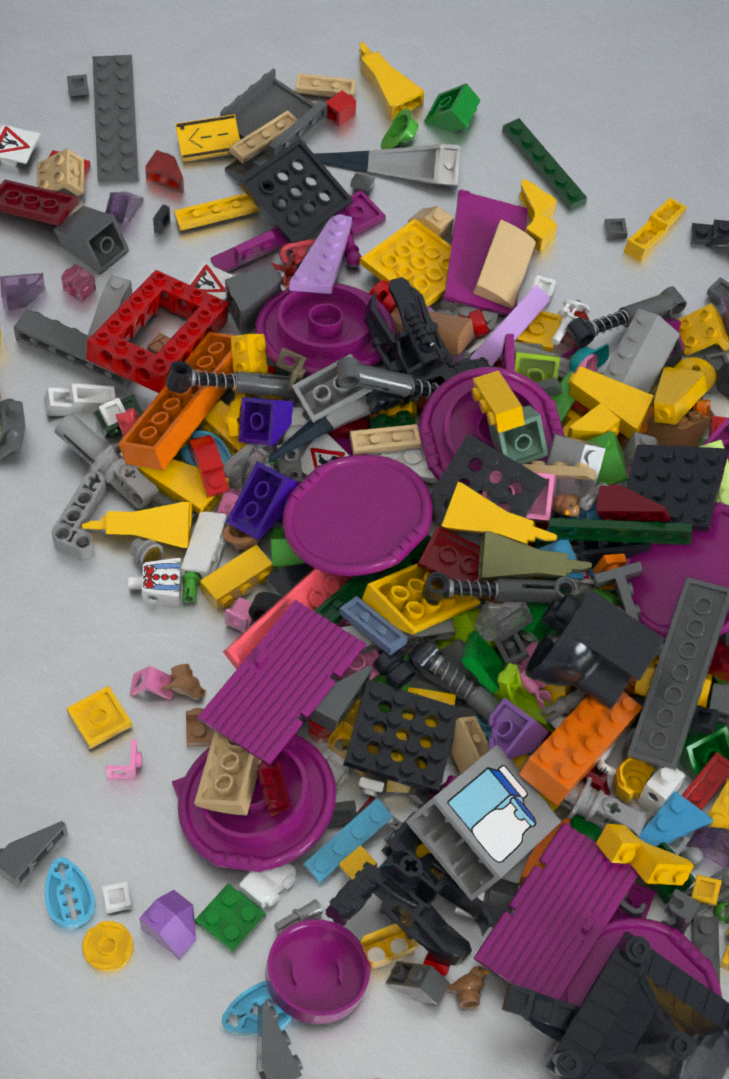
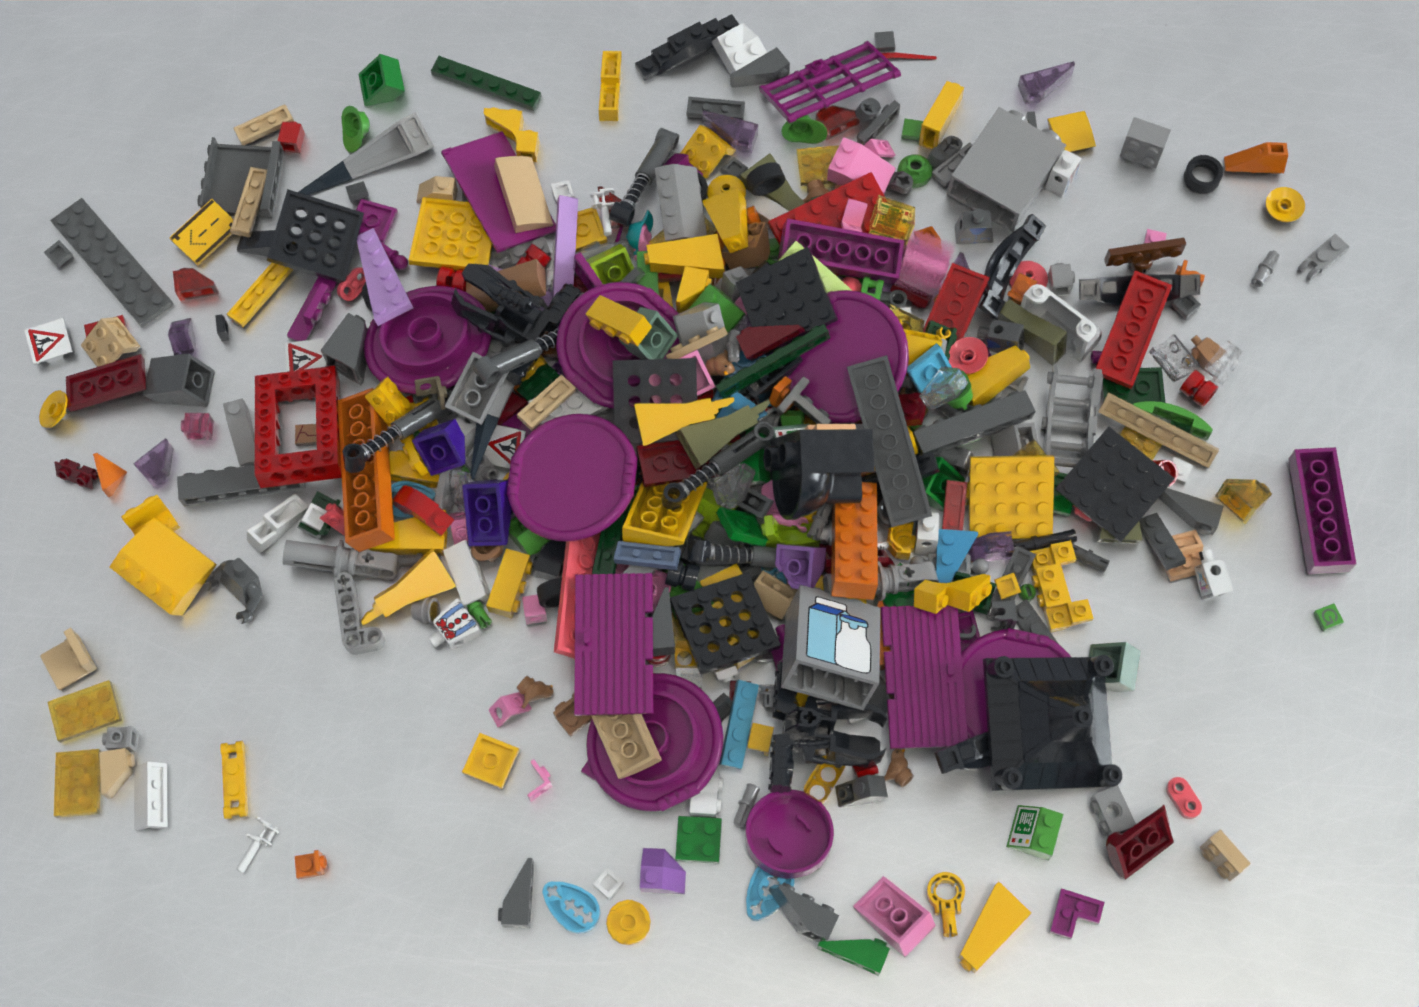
camera: 30 degrees left, 10 degrees up
(274, 788) = (668, 727): dark red hinge -> none
(289, 270) = (358, 306): clear red bracket -> none
(391, 86) = (321, 93): yellow piece -> none
(615, 228) = (580, 104): dark grey tile -> none

